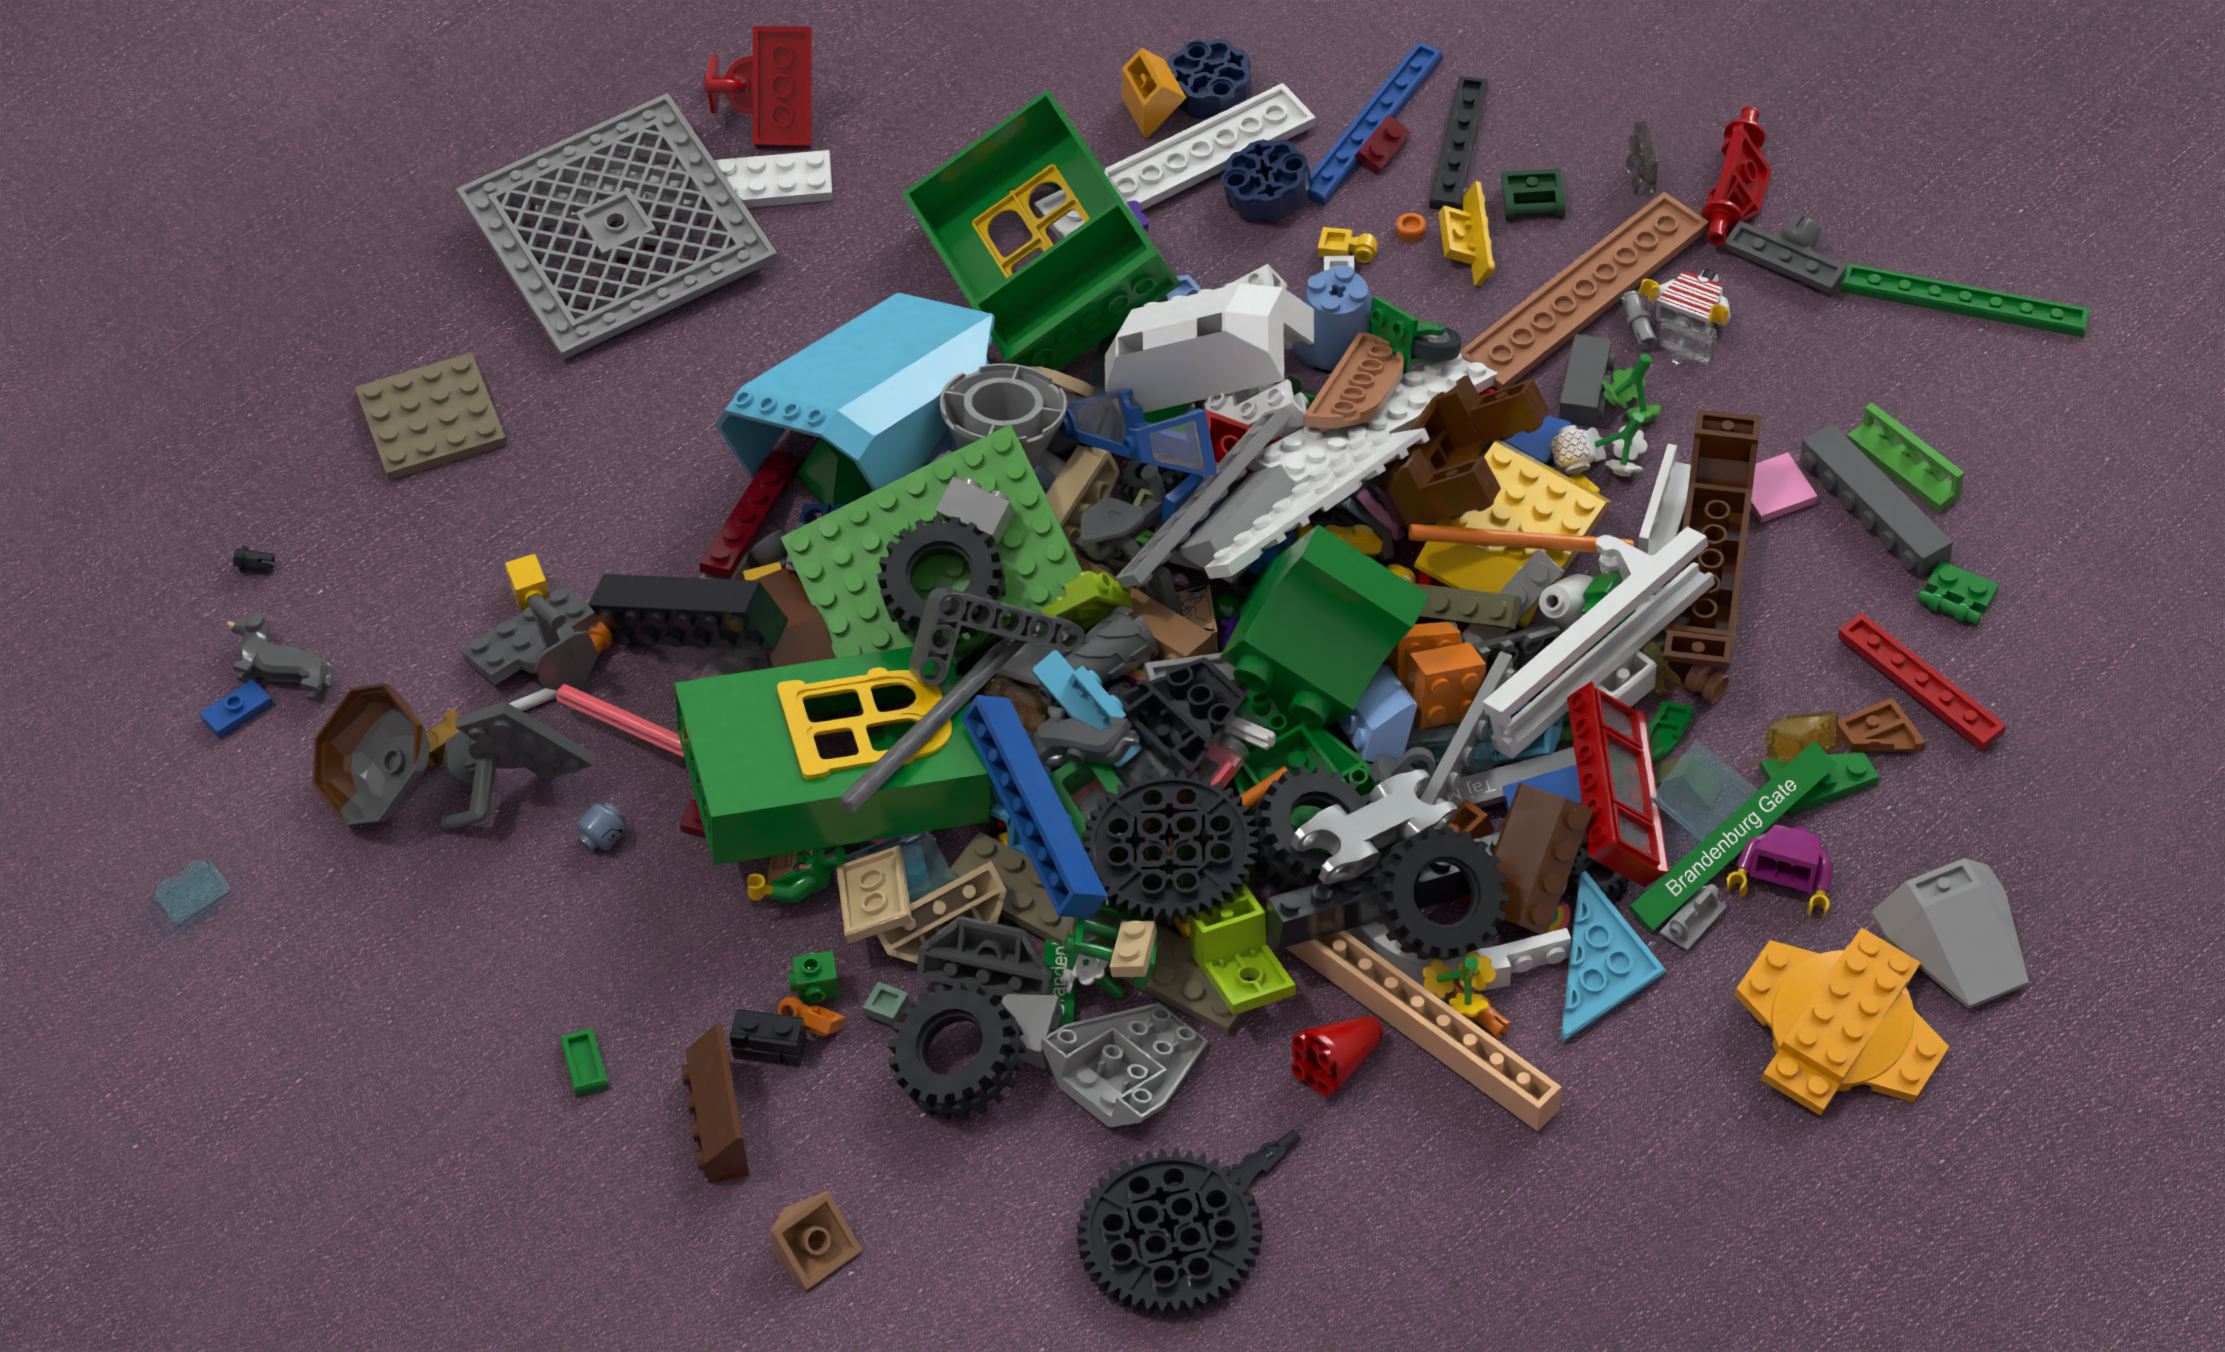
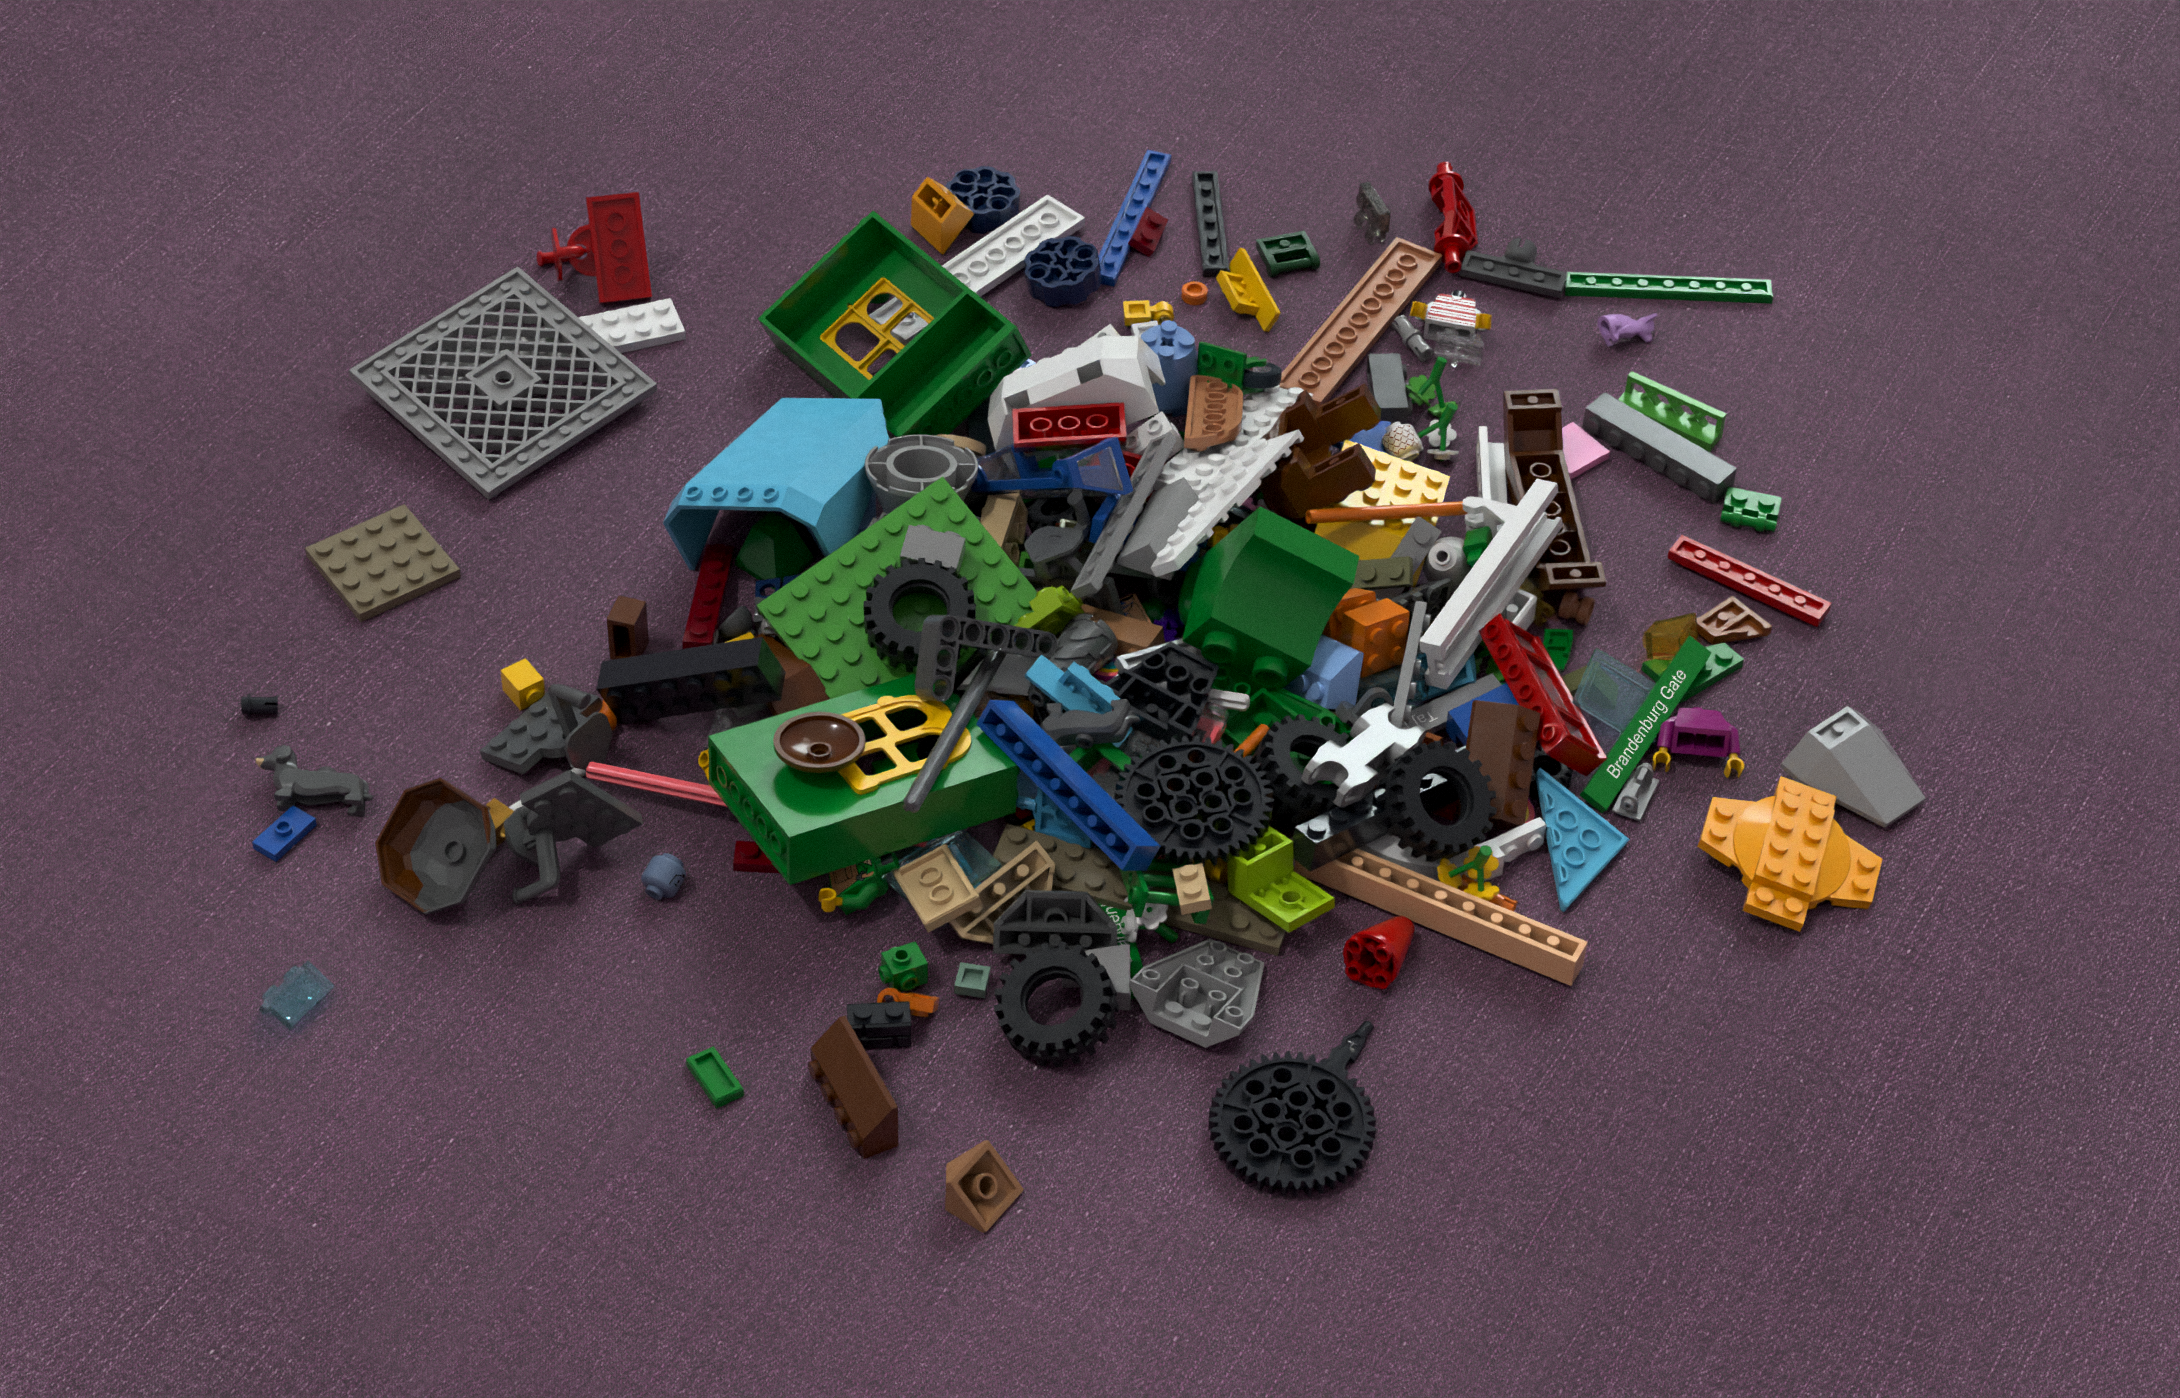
camera: 20 degrees left, 5 degrees down
(651, 538) = (627, 628): none -> reddish brown piece
(776, 714) = (819, 742): none -> reddish brown dish
(1178, 382) = (1067, 426): none -> red slope
(1886, 342) = (1621, 326): none -> lavender animal

